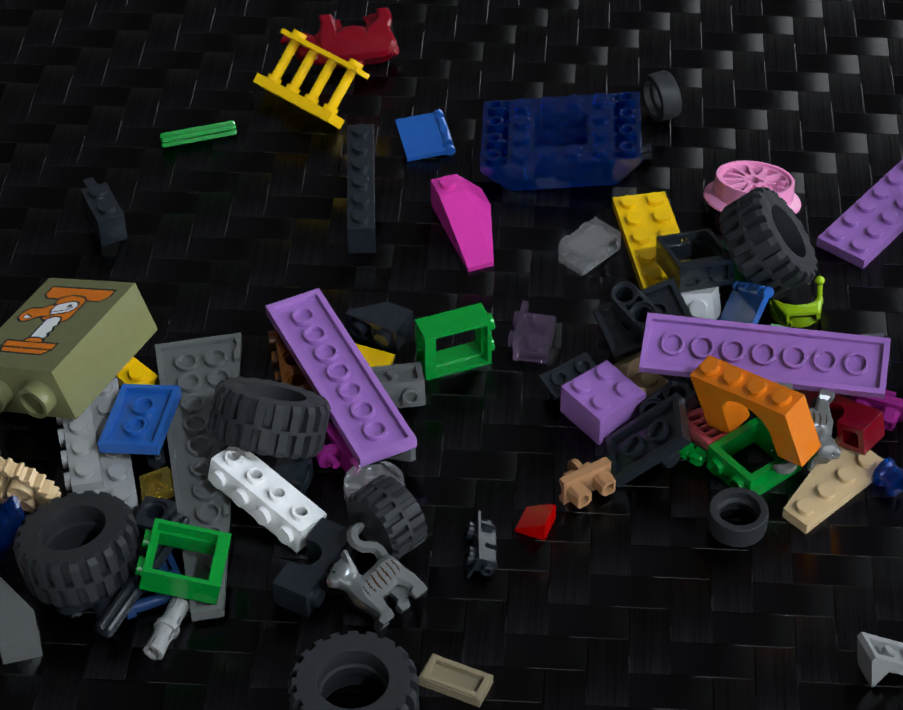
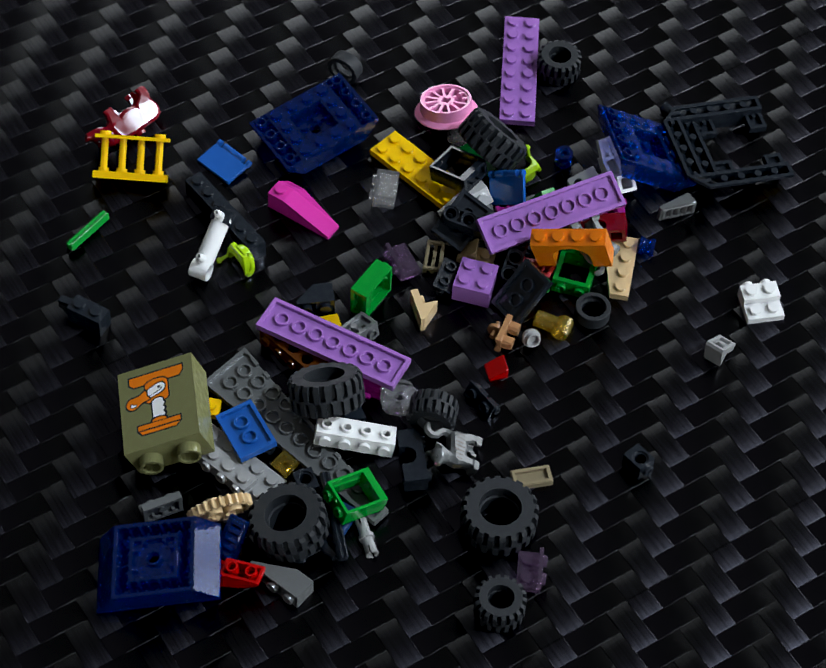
camera: 40 degrees left, 10 degrees up
(284, 221) = (202, 265): none -> white piece
(334, 236) = (245, 260): none -> lime helmet
(503, 401) = (423, 311): none -> tan slope
(594, 349) = (432, 268): none -> dark tan tile
(618, 506) = (531, 338): none -> light grey plate
(668, 510) = (558, 326): none -> clear yellow piece
(867, 317) = (563, 157): none -> clear blue wheel

